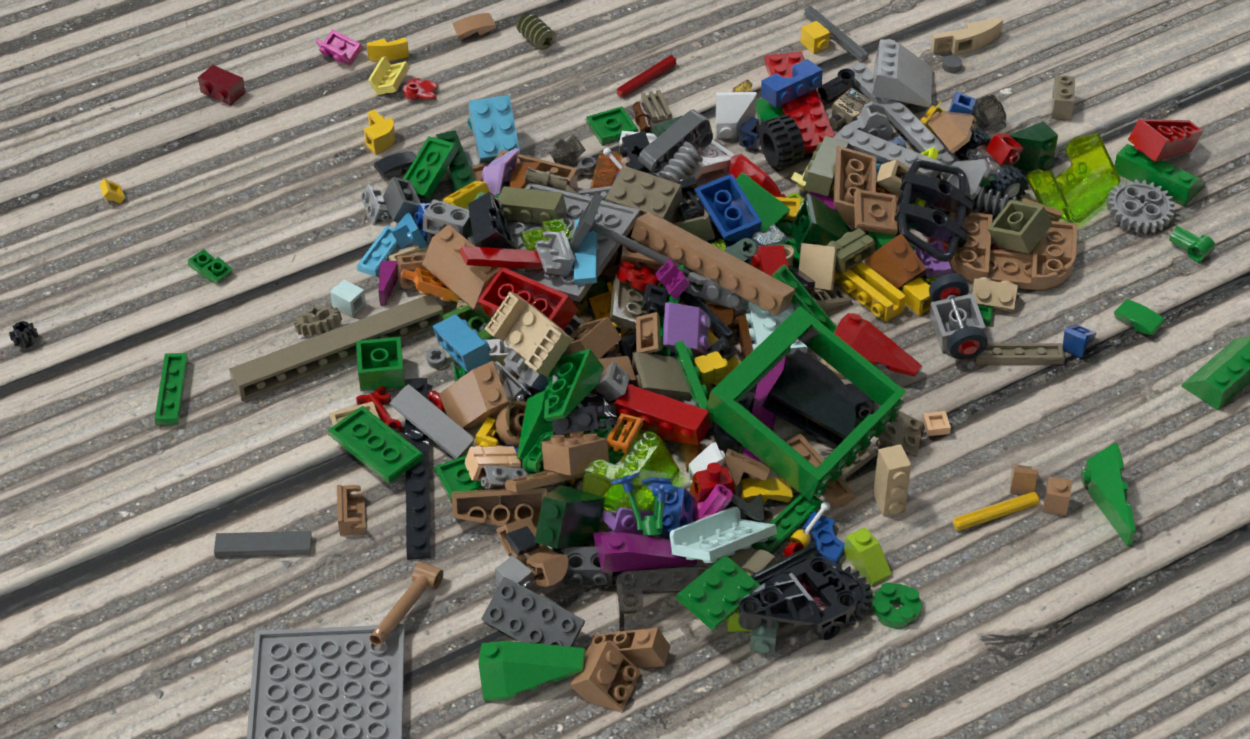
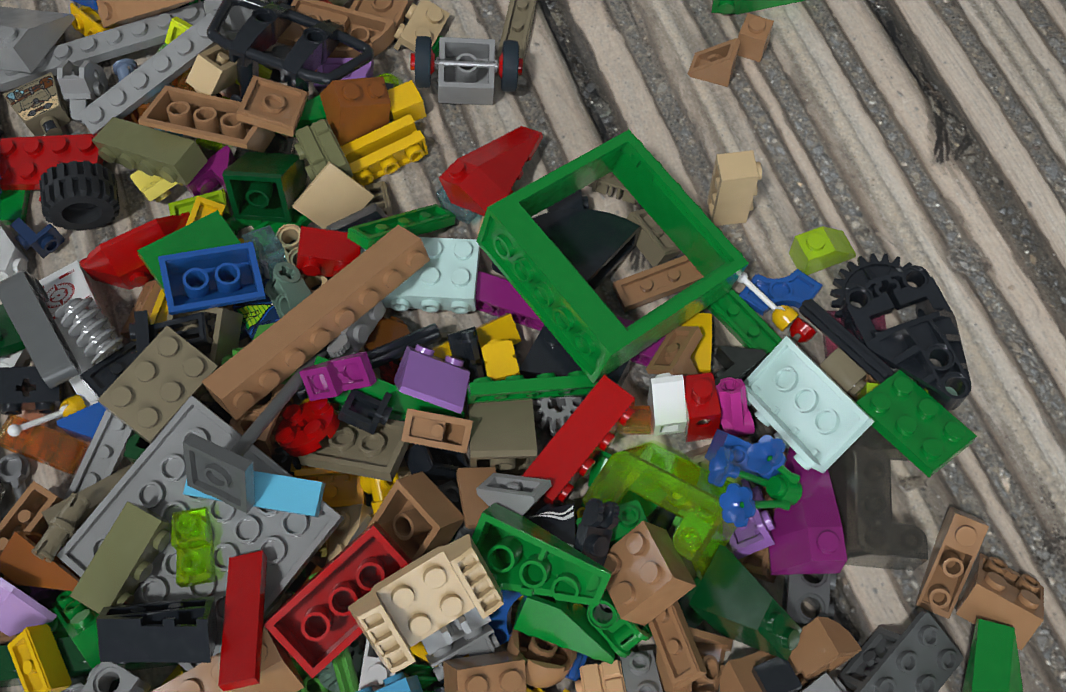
camera: 75 degrees left, 20 degrees up
(555, 254) = (251, 535): light grey hinge -> none
(631, 437) = (645, 510): orange tile -> none
(744, 336) = (444, 317): reddish brown tile -> none
(896, 593) = (896, 220): green plate -> none
(936, 423) = (615, 126): light nougat plate -> none
(995, 511) = (760, 105): yellow axle -> none

